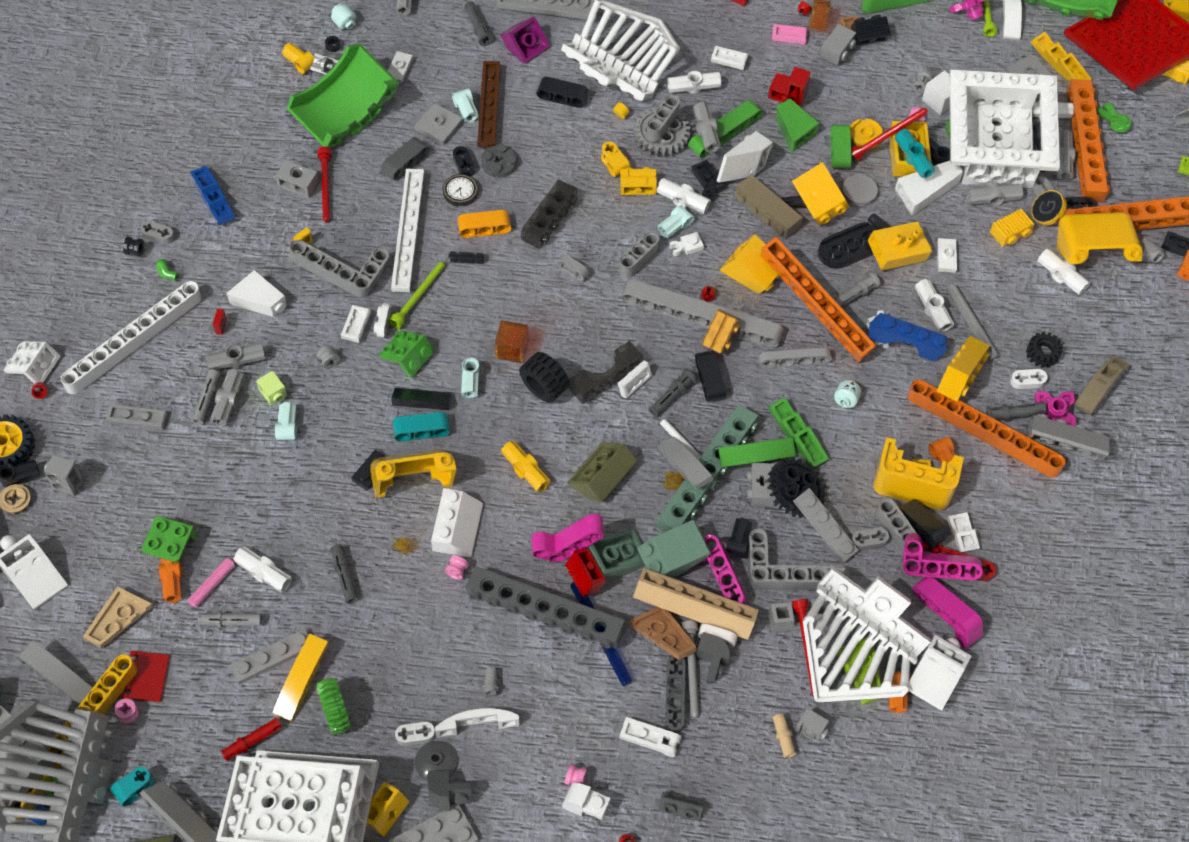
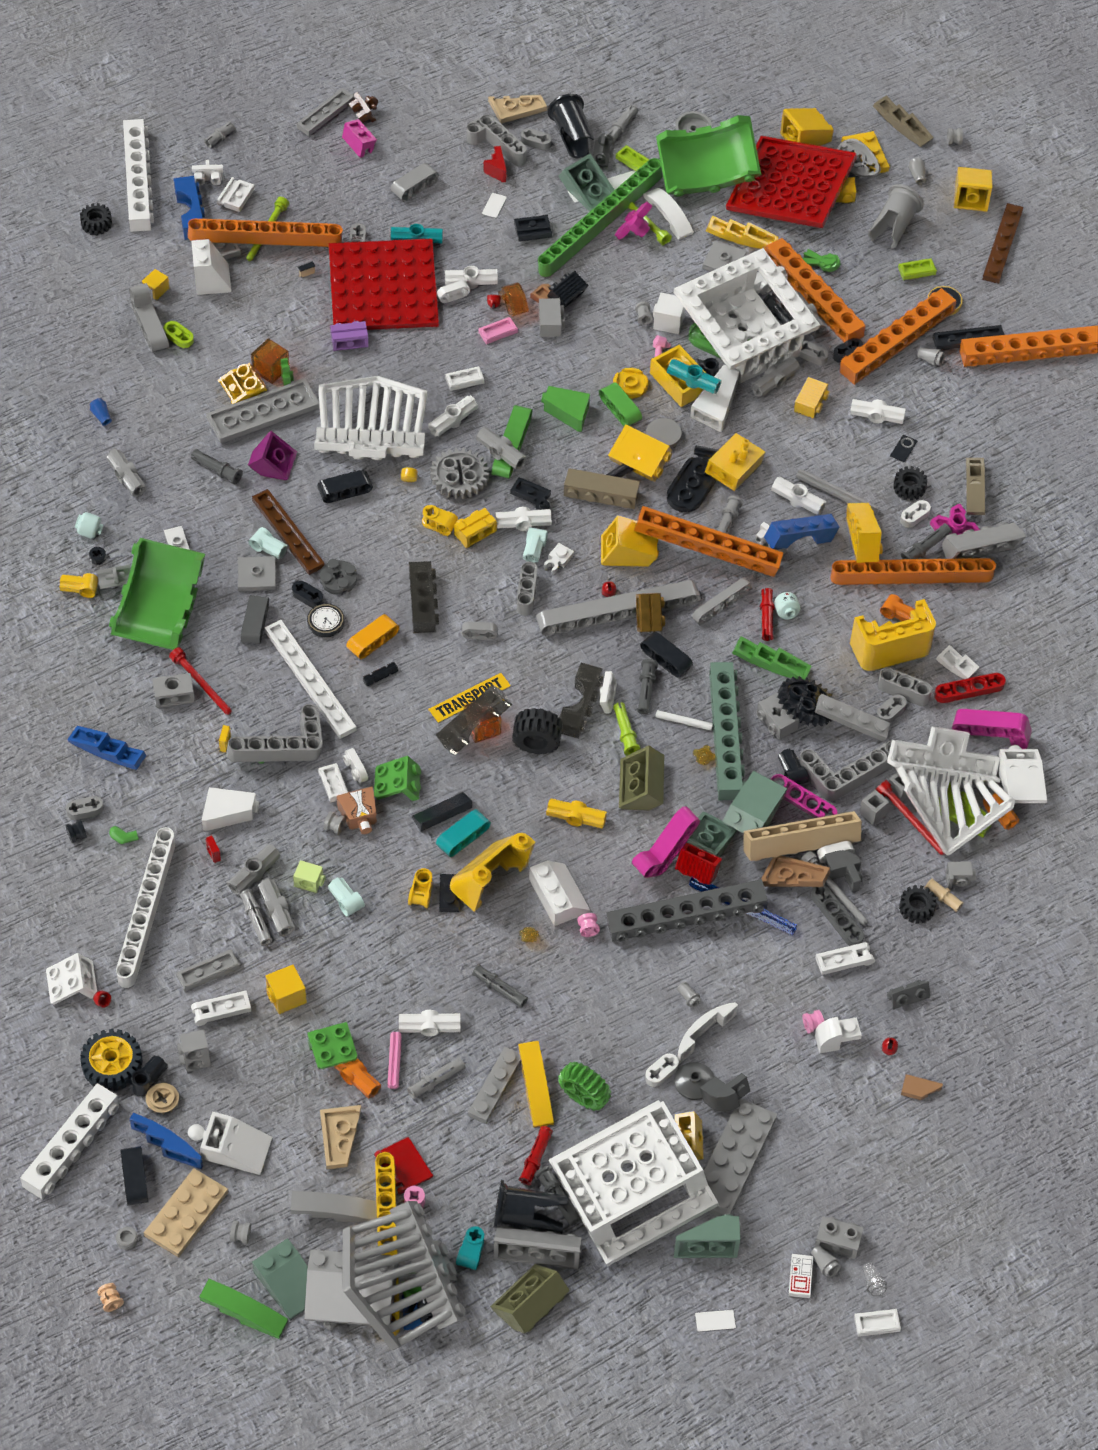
camera: 35 degrees left, 5 degrees down
(119, 453) = (221, 1007): none -> white plate
(174, 469) = (285, 989): none -> yellow head
(197, 780) = (517, 1207): none -> black piece
(346, 456) = (421, 891): none -> yellow piece
(356, 357) = (358, 809): none -> nougat torso
(397, 319) = (366, 756): lime piece -> none
(470, 378) = (471, 771): light aqua piece -> none
(516, 331) = (488, 705): none -> clear smoke arch
(527, 317) = (456, 703): none -> yellow sticker
(622, 426) = (627, 736): none -> lime pin
(663, 117) = (458, 460): light grey beam -> none
(685, 462) = (705, 732): light grey slope -> none
(745, 158) = (555, 455): white slope -> none
(756, 452) = (754, 692): bright green slope -> none
(759, 718) = (914, 913): none -> black tyre
(790, 87) = (537, 379): red brick -> none
(830, 385) = (767, 614): none -> red pin
(859, 151) = (640, 399): red piece -> none
(925, 524) = (932, 672): black beam -> none
(942, 561) = (962, 691): dark pink beam -> none
(946, 255) = (775, 449): white plate -> none
(1048, 207) = (828, 364): black tile -> none
(1064, 316) = (903, 448): none -> black sticker
(1097, 231) = (875, 369): yellow windscreen -> none

